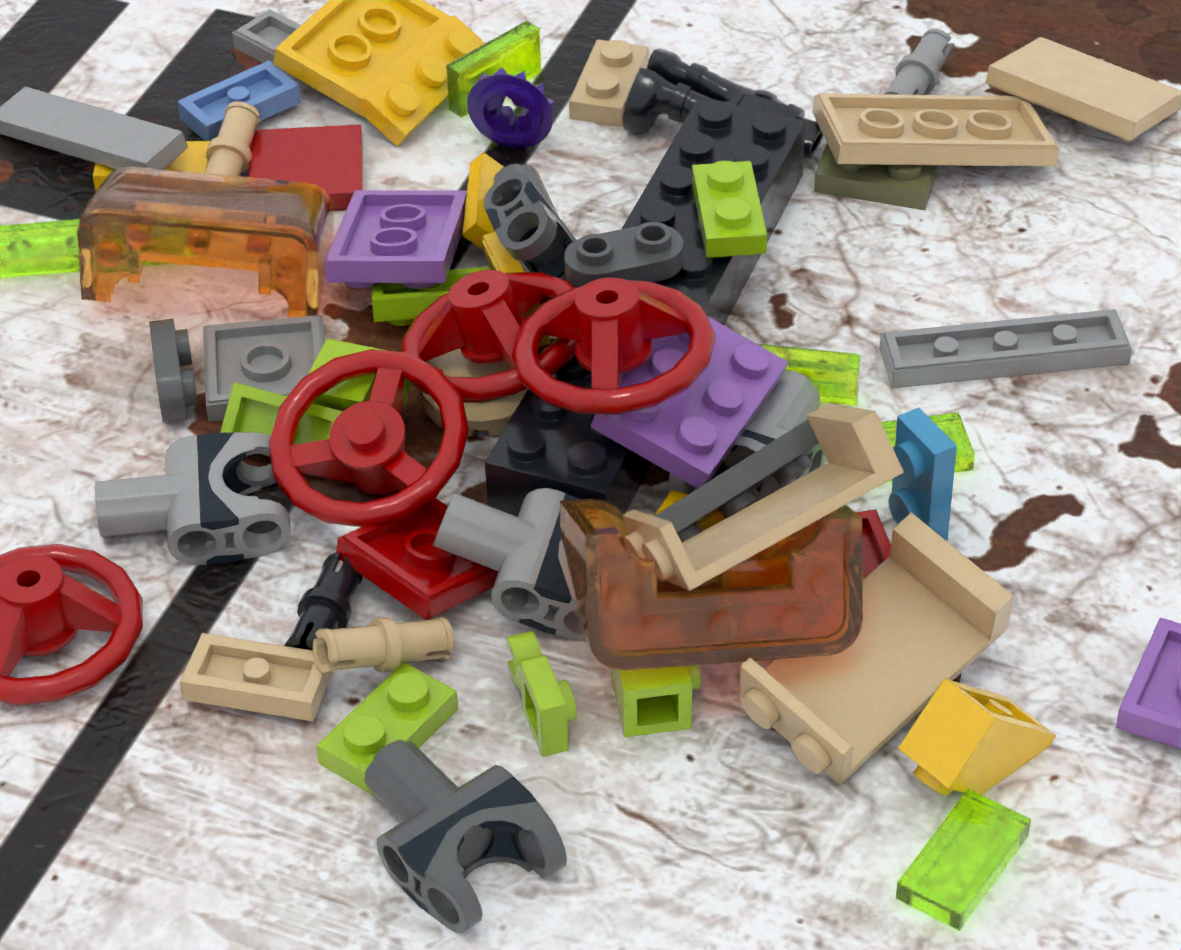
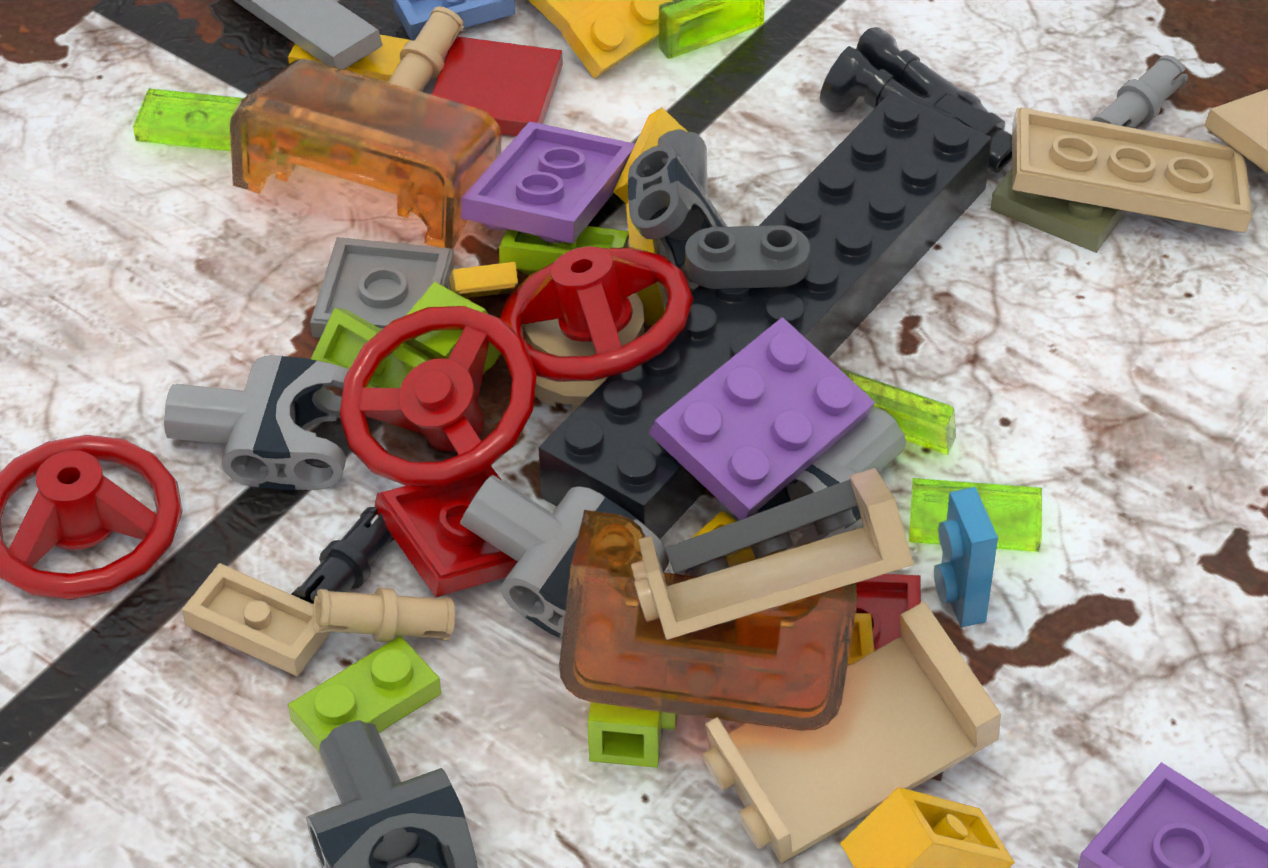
camera: 15 degrees right, 5 degrees up
(174, 386) = (285, 286): dark grey plate -> none
(375, 328) = (484, 280): none -> yellow tile
(499, 121) = (698, 74): dark purple gear -> none
(544, 700) = (519, 710): lime plate -> none
(607, 82) = (818, 47): tan plate -> none
(613, 336) = (696, 337): red piece -> none
(729, 209) = (871, 224): lime plate -> none
(1004, 348) = (1120, 425): light grey tile -> none

